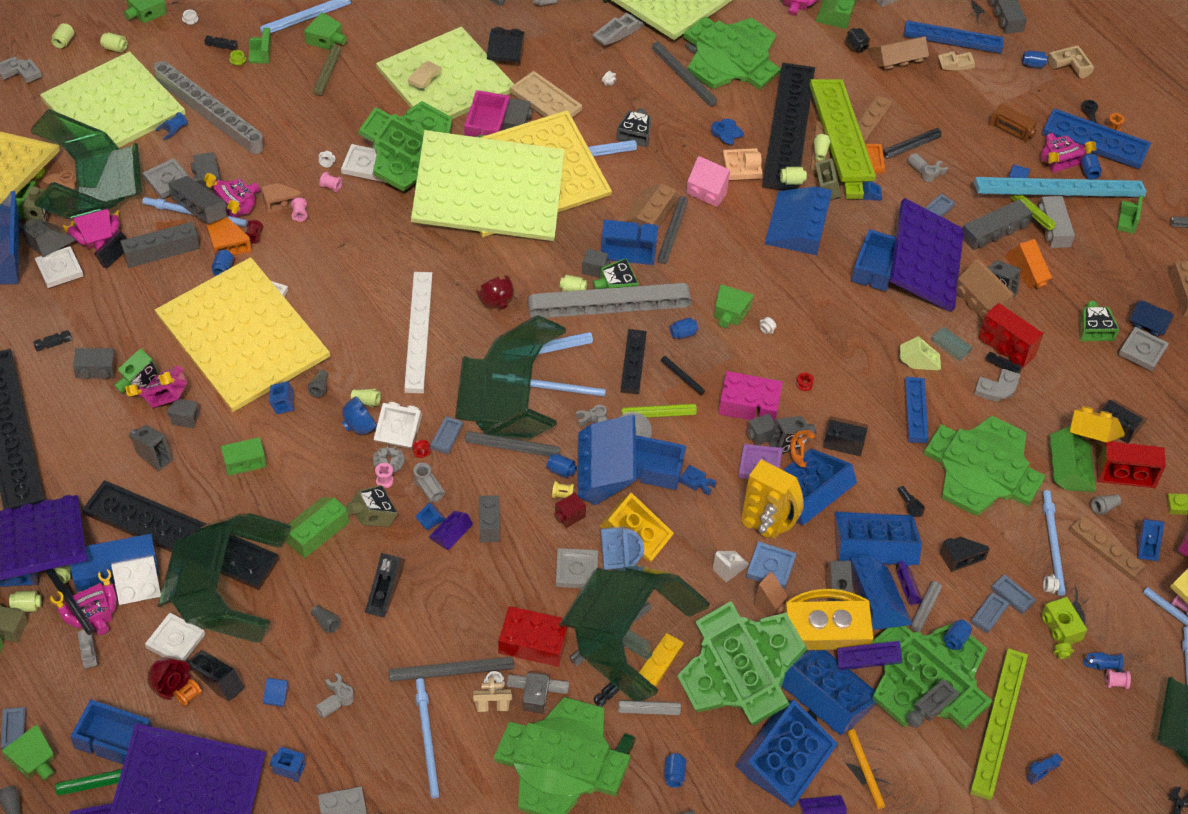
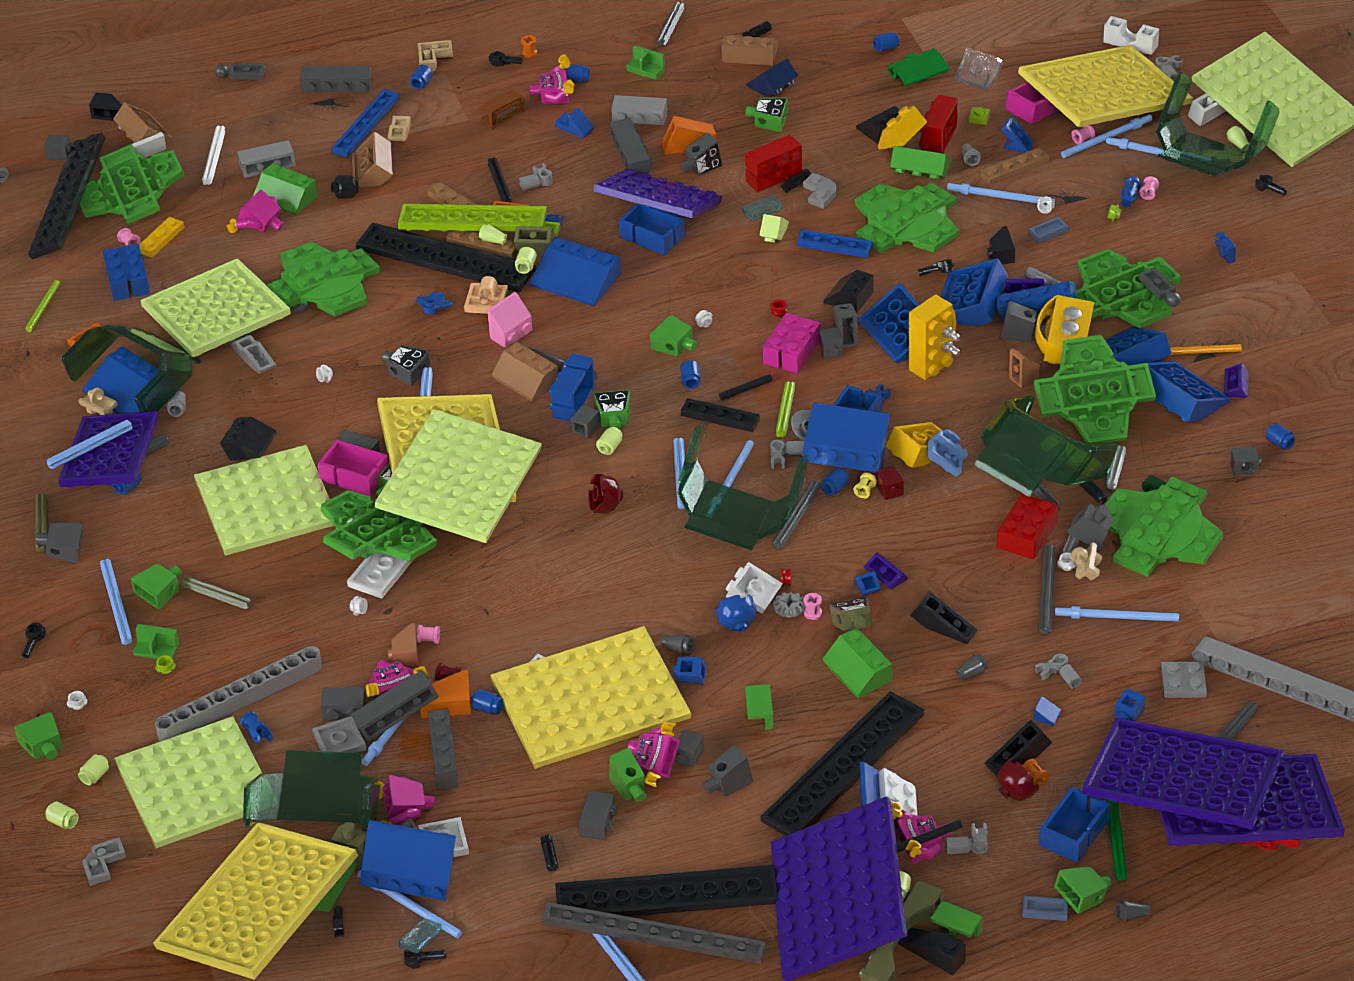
camera: 70 degrees left, 10 degrees down
(65, 178) = (307, 826): nougat plate -> none
(110, 250) = (434, 790): black tile -> none
(175, 638) = (970, 777): white plate -> none
(196, 570) = (911, 733): clear green piece -> none
(221, 42) = (131, 678): black axle -> none
(331, 182) = (396, 605): bright pink bush -> none
(368, 397) = (706, 609): yellowish green cone -> none
(418, 332) = (629, 564): white plate -> none
(423, 75) = (269, 505): tan slope -> none
(427, 483) = (824, 577): light grey piece -> none
(447, 435) = (770, 559): sand blue tile -> none
(489, 519) = (886, 538): dark grey brick -> none
(544, 96) = (329, 425): tan plate -> none
(575, 567) = (956, 489): light grey plate -> none
(609, 300) = (637, 420): light grey beam -> none
(675, 770) = (1185, 459): blue brick -> none
(696, 85) = (337, 319): dark grey axle -> none
(728, 564) = (978, 392): white slope -> none
(754, 453) = (869, 350): medium lavender plate -> none
(771, 559) = (984, 365): medium blue plate -> none
(799, 458) = (857, 304): orange helmet -> none
(869, 655) = (1103, 313): dark purple plate -> none
(941, 205) = (587, 180): sand blue tile -> none
(957, 635) = (1095, 258): blue brick -> none
(982, 289) = (717, 167): medium nougat slope -> none
(989, 613) = (1064, 247): sand blue tile -> none
(999, 724) = (1181, 264): lime plate -> none
(1037, 214) = (633, 115): lime axle -> none
(1052, 187) = (600, 96): medium azure plate -> none
(1063, 611) = (1086, 204): lime brick -> none
(1108, 141) = (540, 61): blue plate -> none
(1143, 349) = (807, 93): light grey plate -> none

